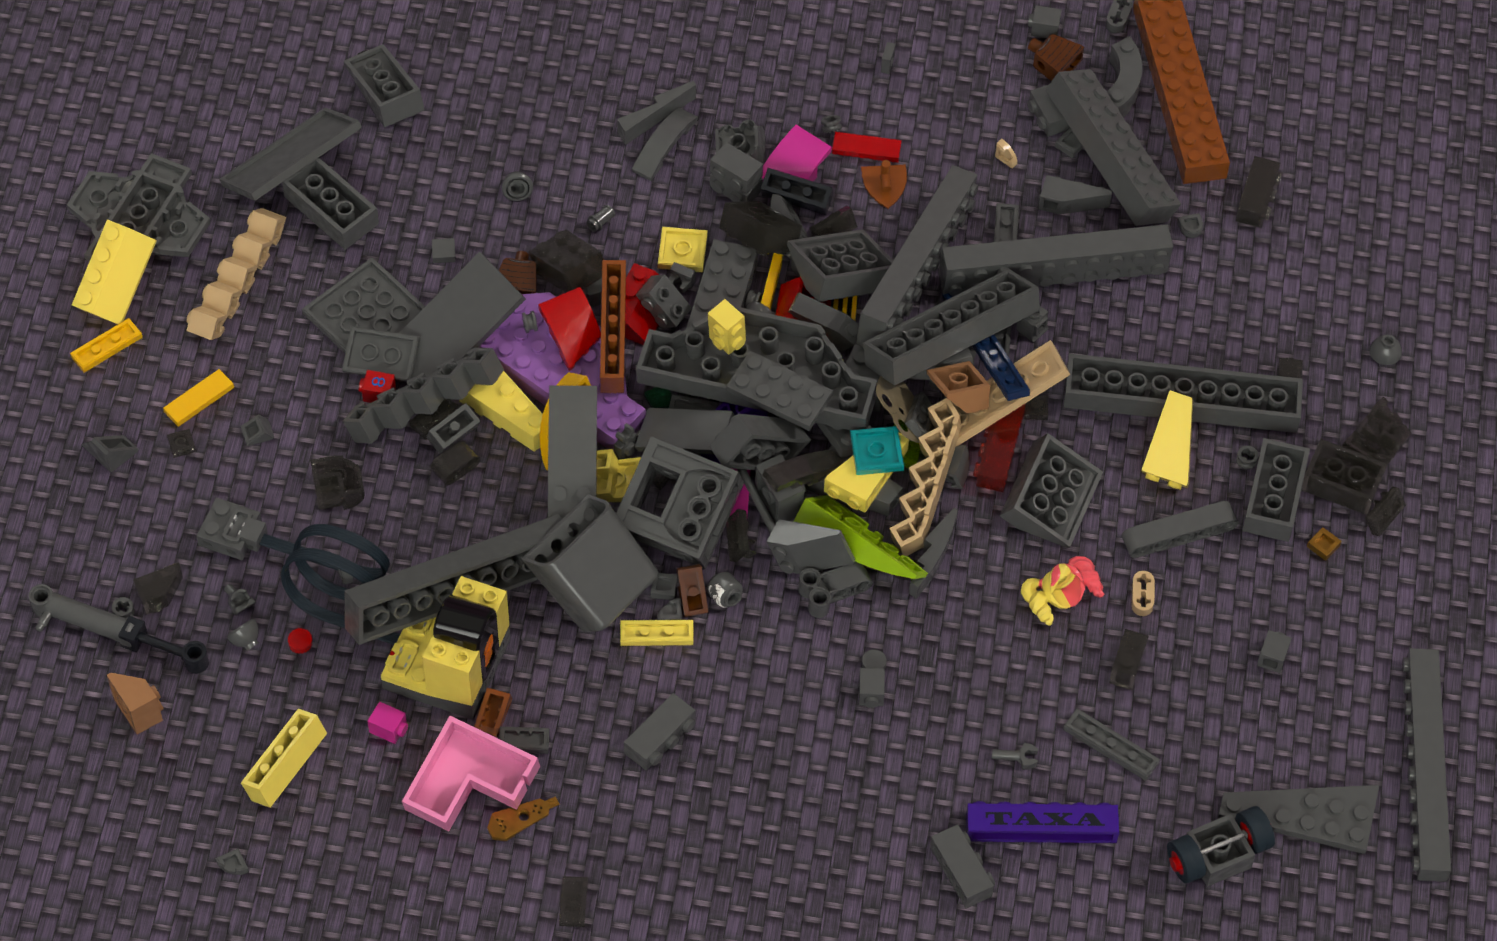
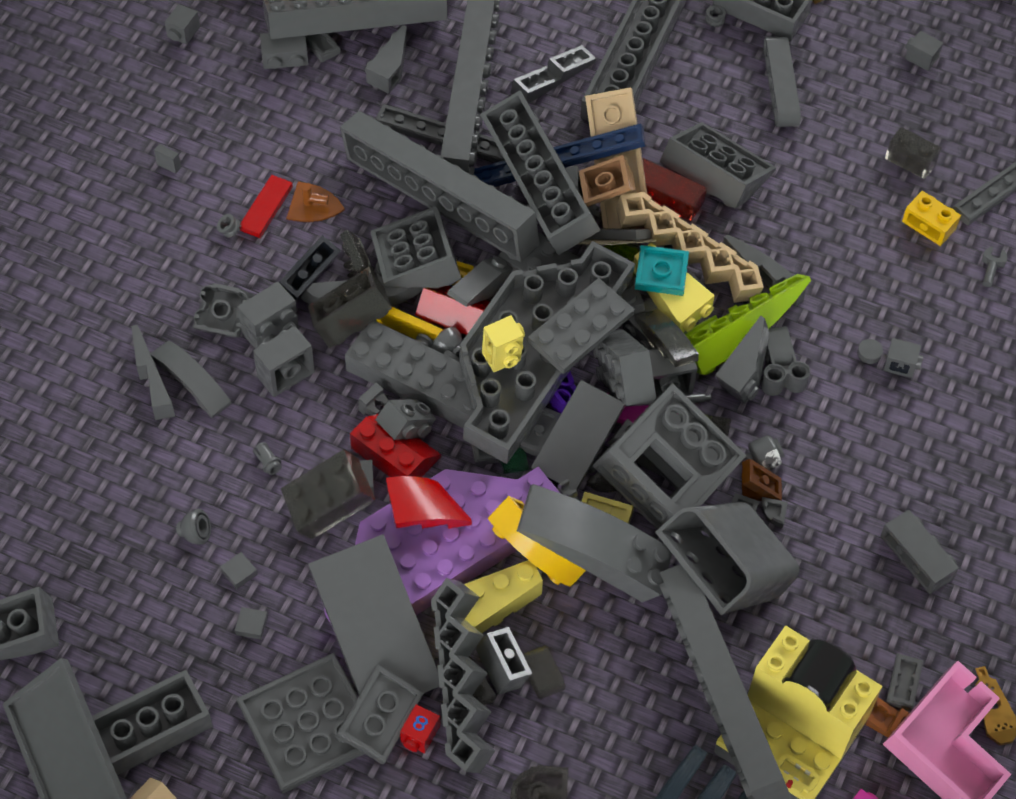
camera: 75 degrees left, 0 degrees up
(489, 228) = (238, 570): none -> dark grey tile
(520, 272) = (317, 546): reddish brown torso -> none
(529, 321) = (403, 544): dark grey bush -> none
(613, 326) = (440, 462): dark orange brick -> none
(656, 632) = (797, 525): light yellow tile -> none
(683, 247) = (335, 393): light yellow plate -> none
(694, 198) = (284, 361): none -> dark grey brick
(798, 154) = (261, 259): dark pink slope -> none
(1005, 153) = (320, 97): tan tile -> none
(1052, 688) = (931, 218): none -> yellow brick
(1055, 55) = (225, 29): reddish brown torso -> none
(1062, 587) = (825, 182): hair -> none
(1121, 338) = (556, 72): none -> dark grey slope
(1147, 593) = (840, 127): tan beam -> none
(1171, 444) = (698, 55): light yellow slope -> none

